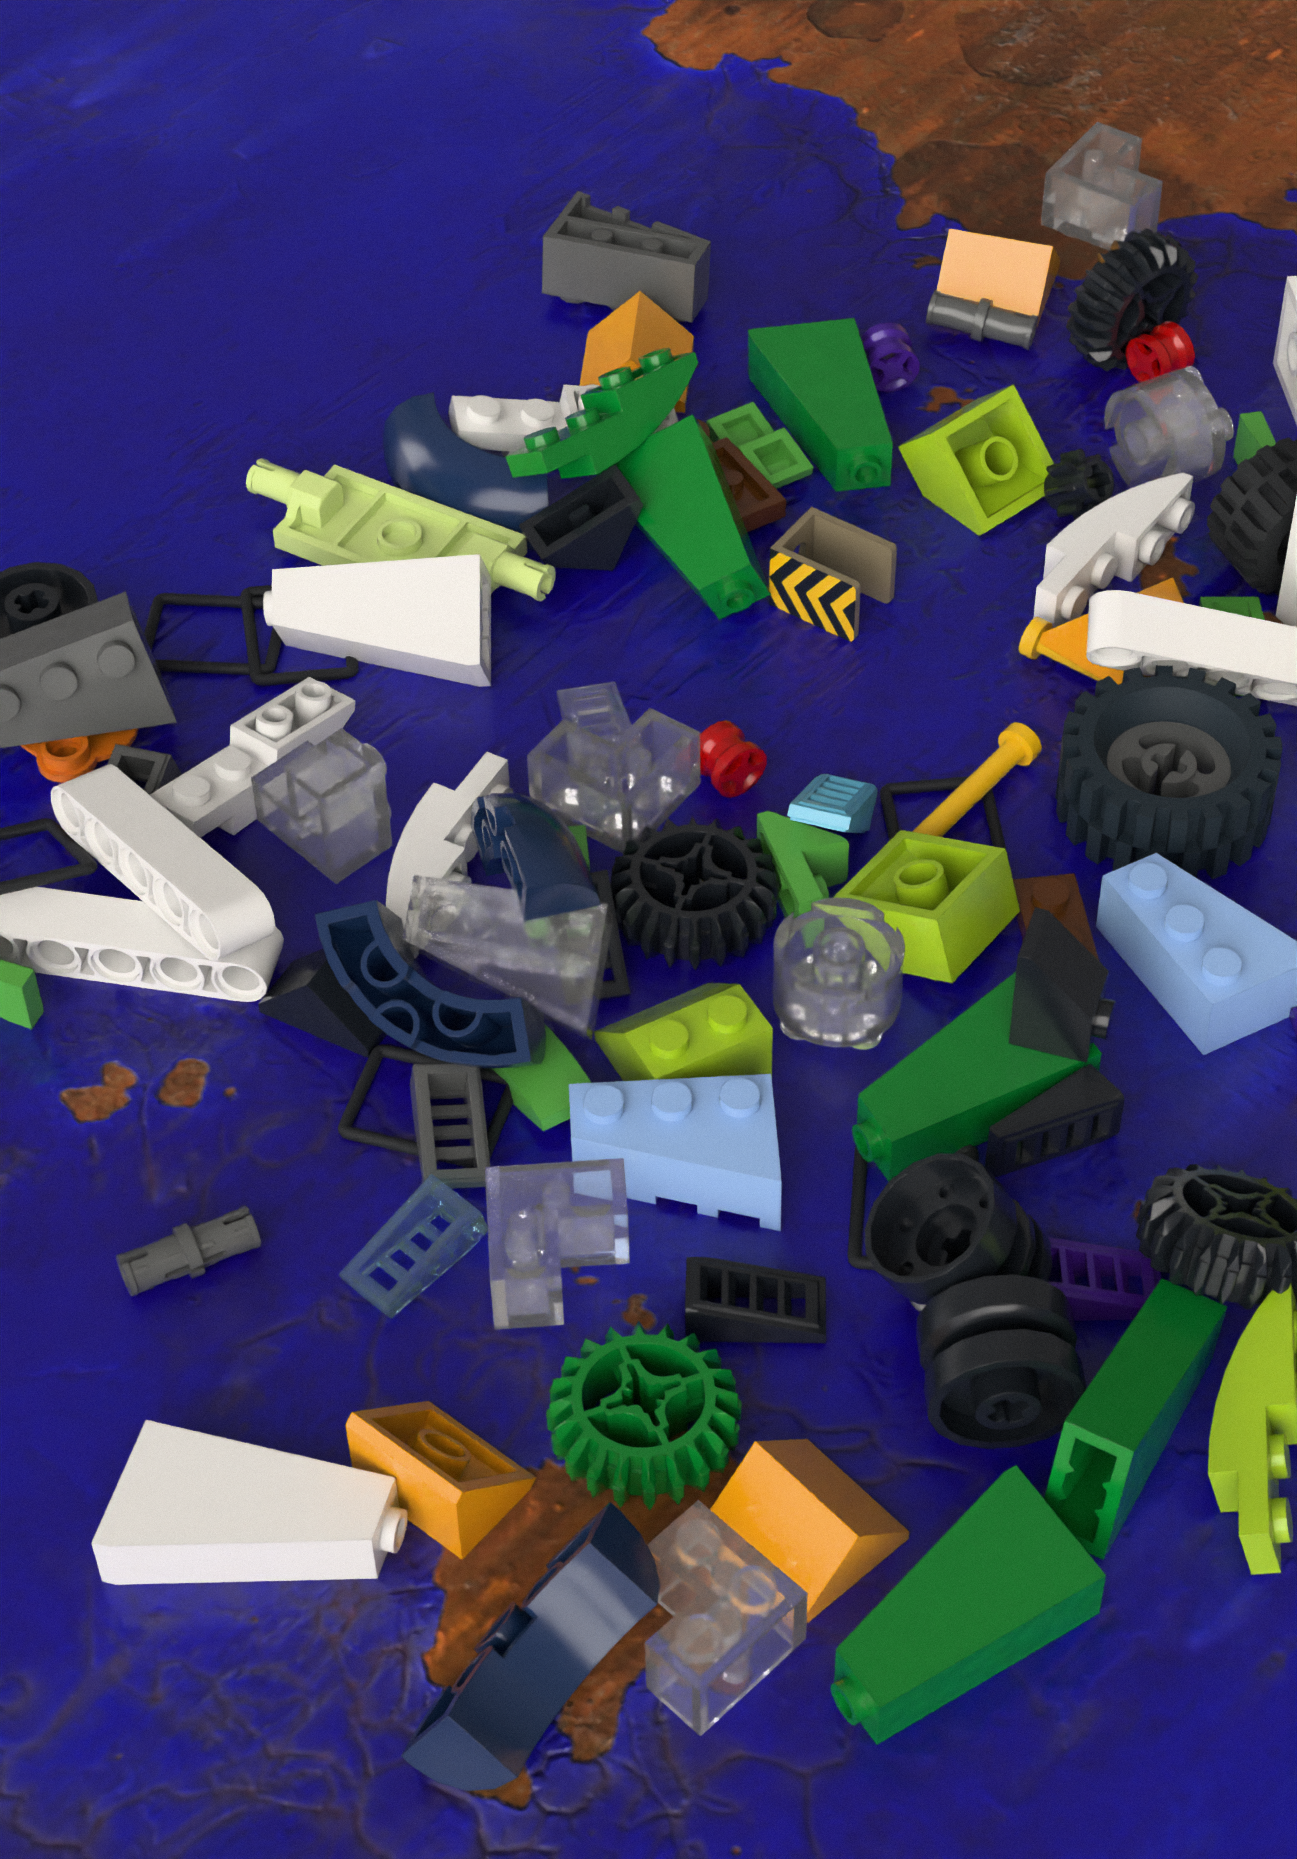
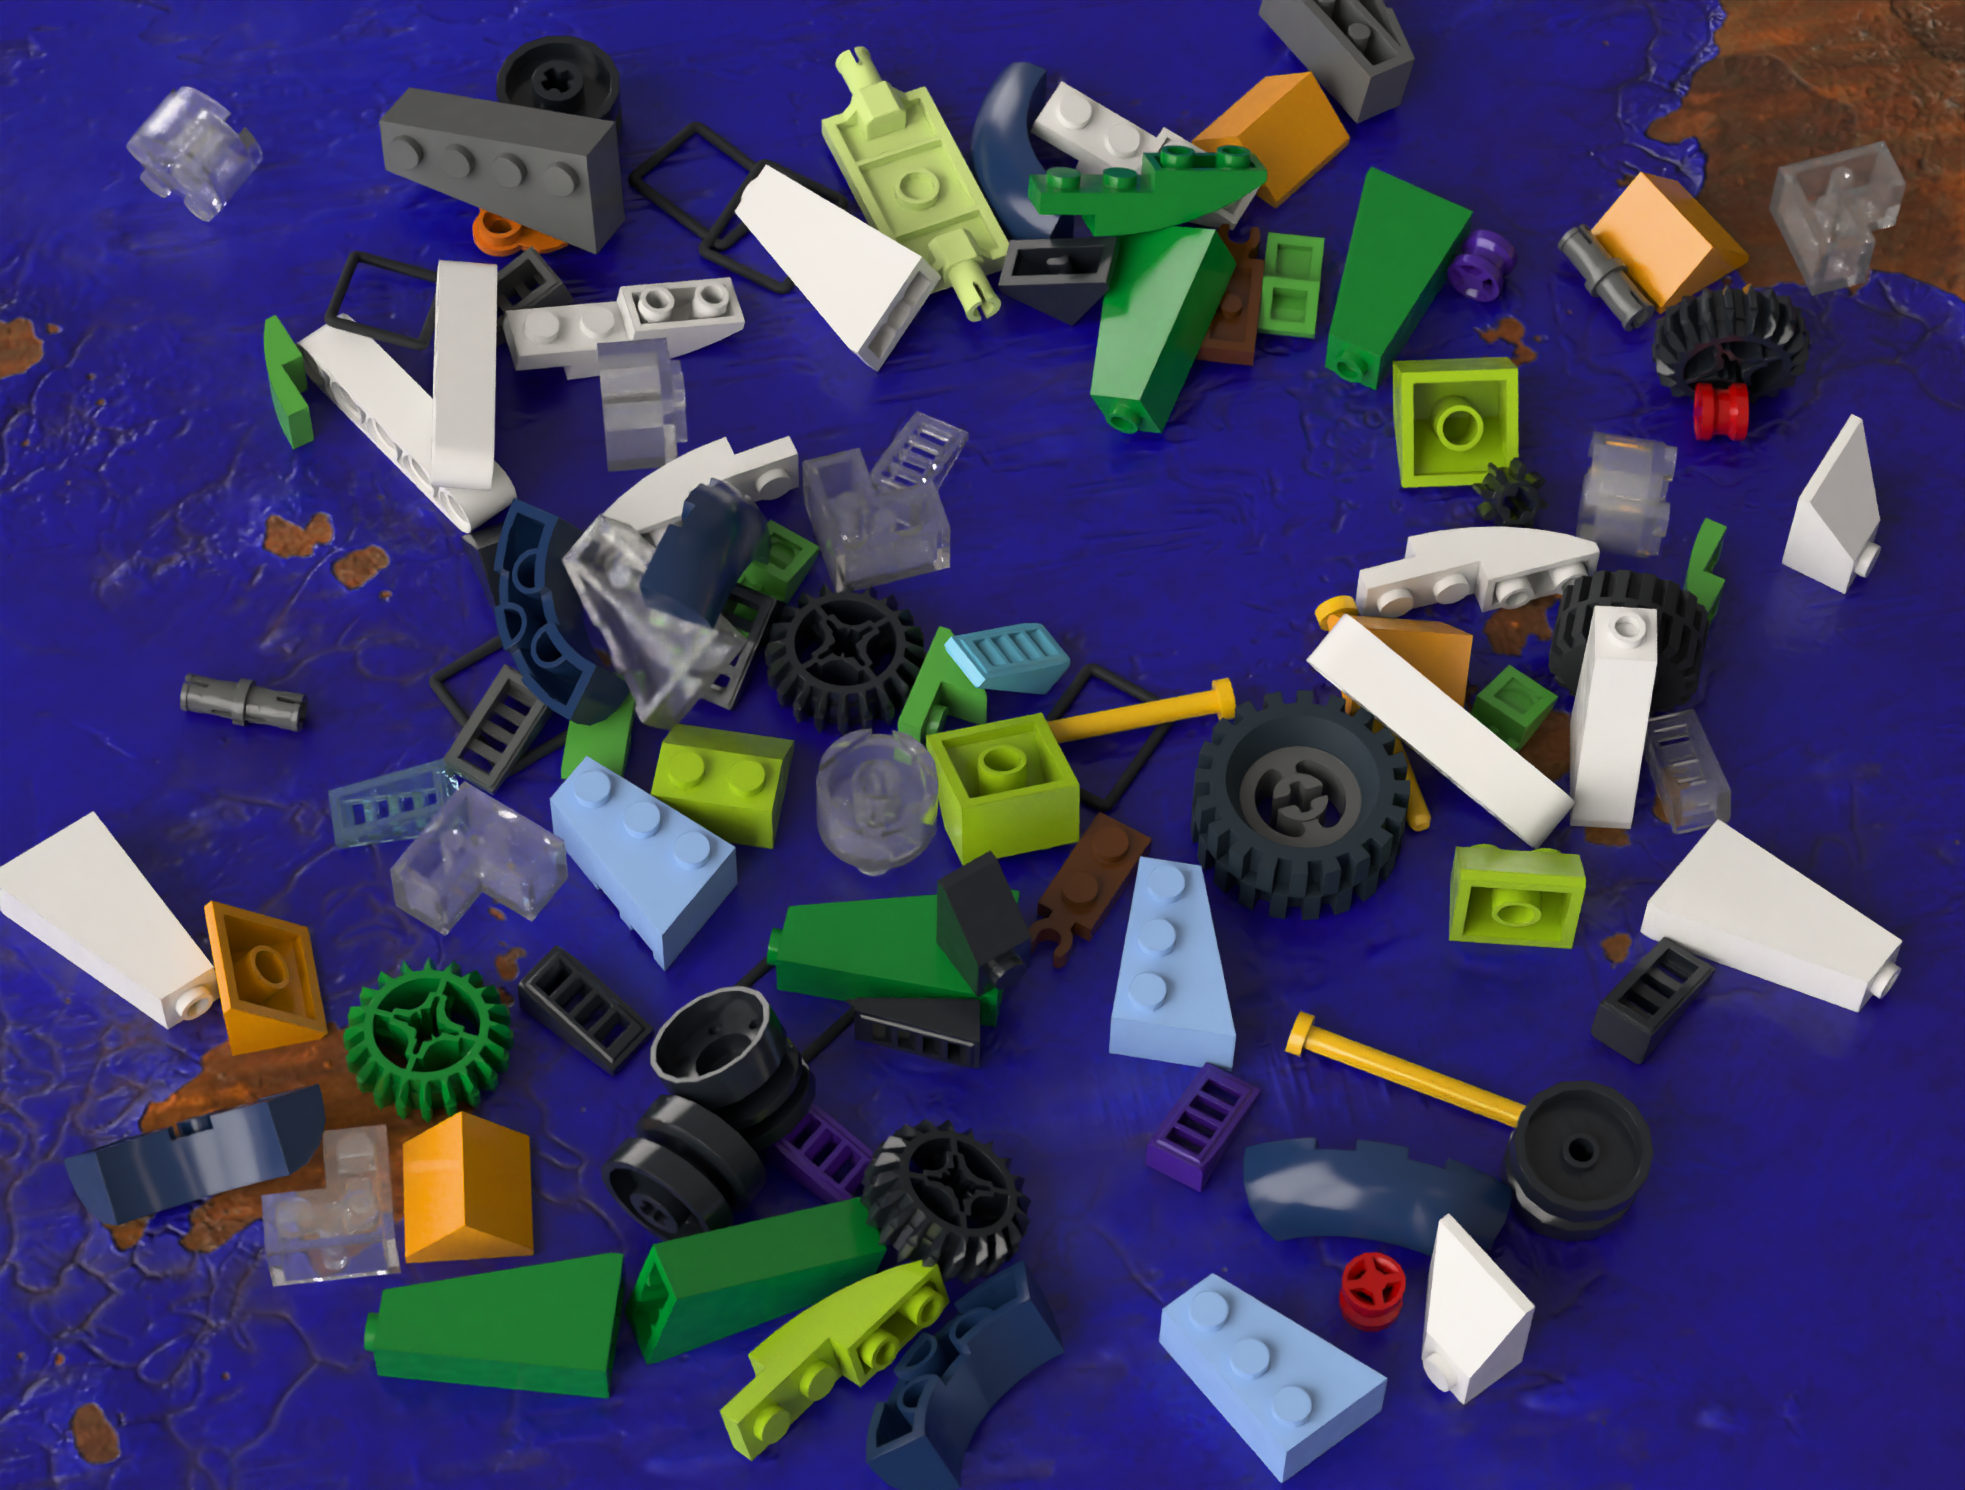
camera: 35 degrees right, 10 degrees up
(729, 759) = (981, 561): red wheel -> none
(830, 572) = (1234, 414): piece -> none

